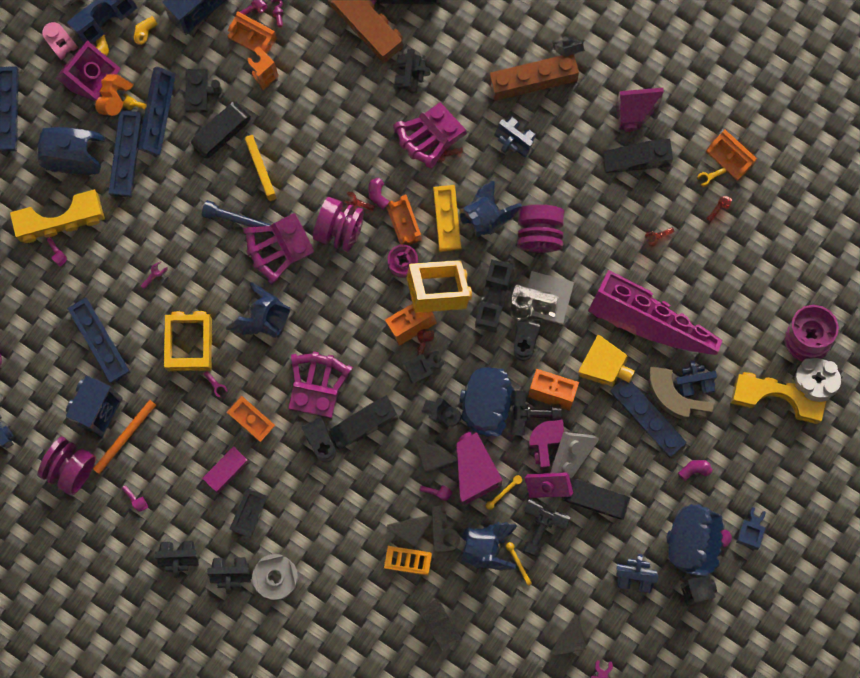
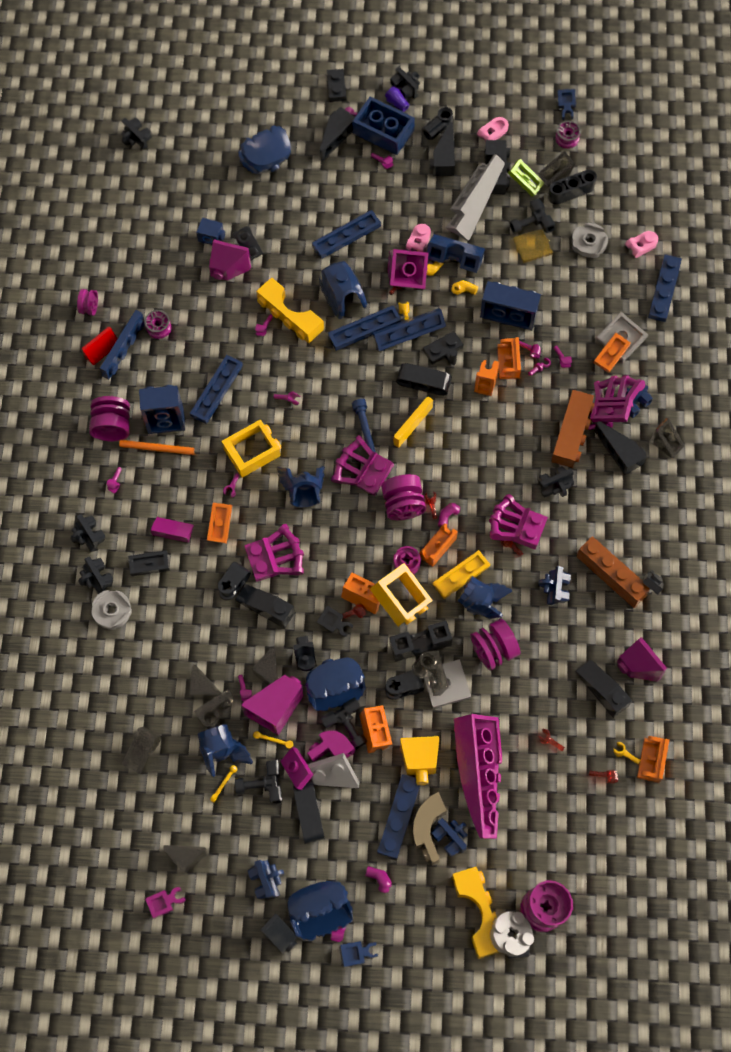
camera: 55 degrees right, 10 degrees down
(110, 101) = (393, 295): orange leg -> none
(426, 564) = (183, 713): light orange slope -> none

